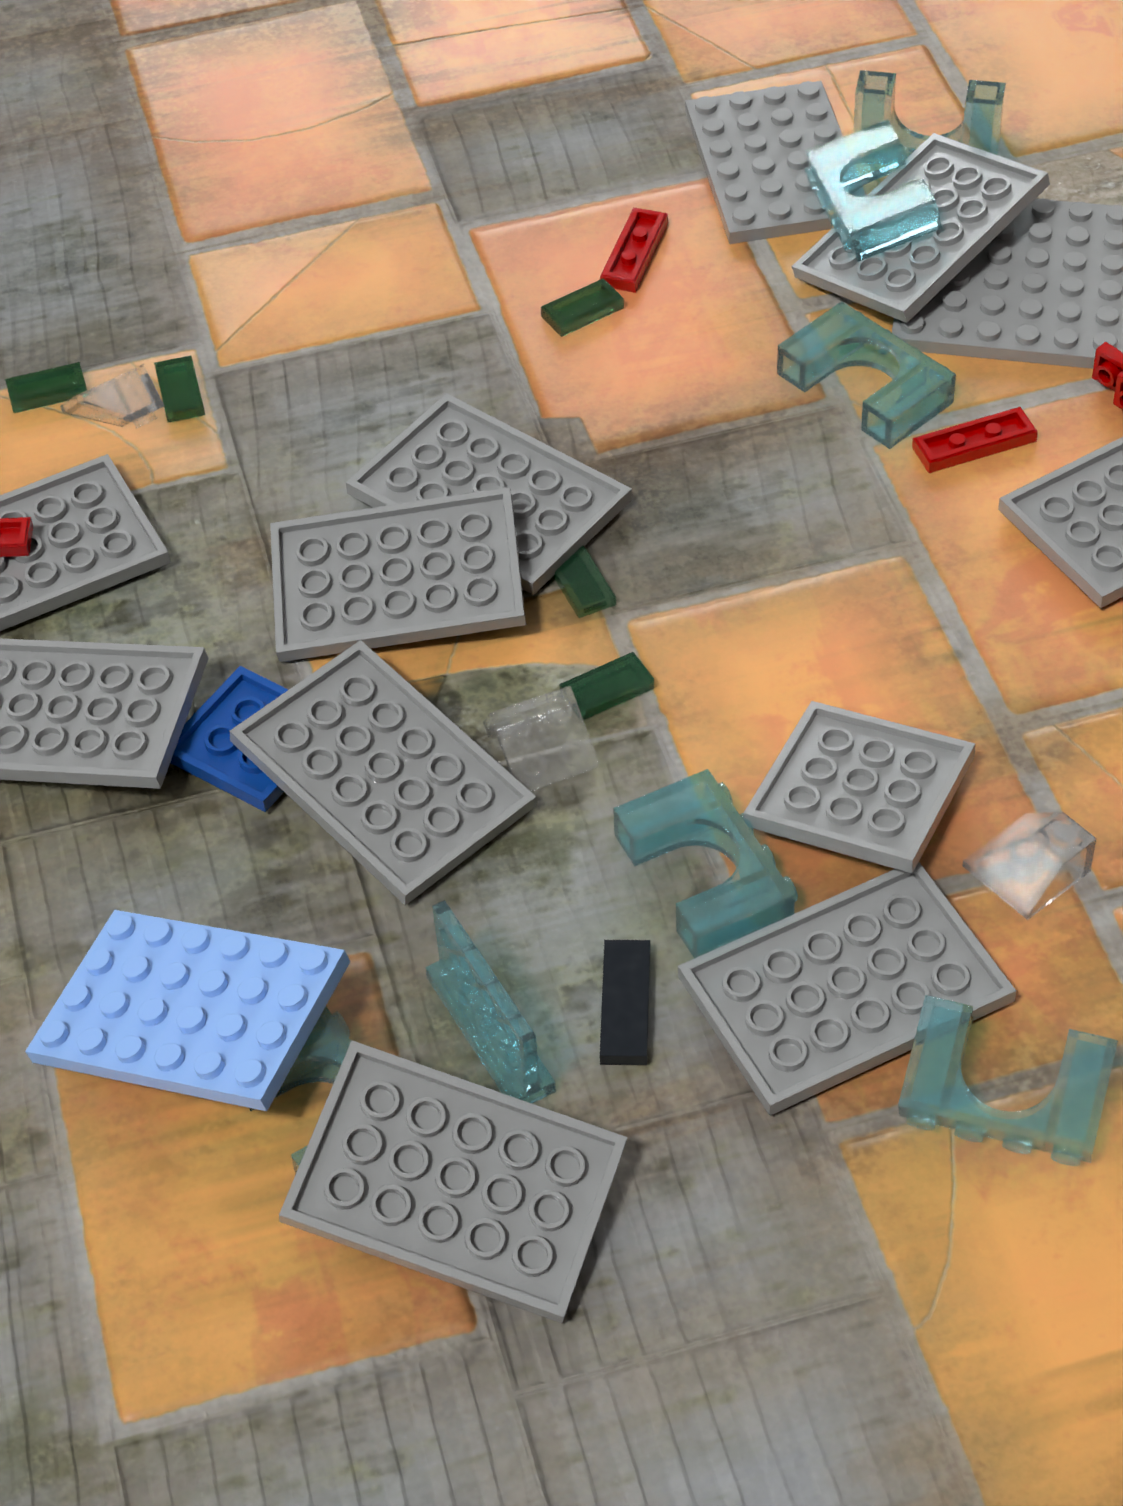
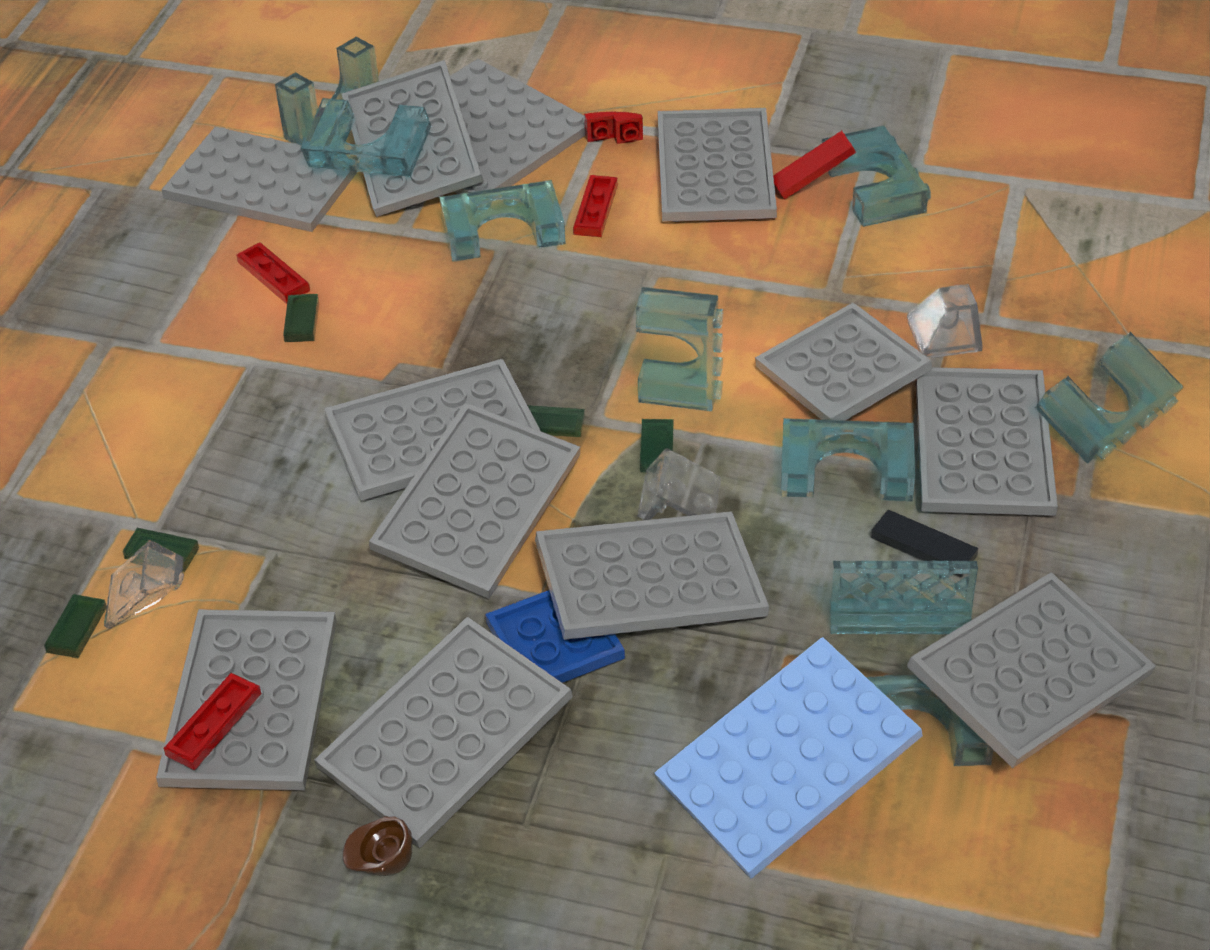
camera: 60 degrees left, 5 degrees down
(717, 629) = (695, 321): none -> clear light blue arch

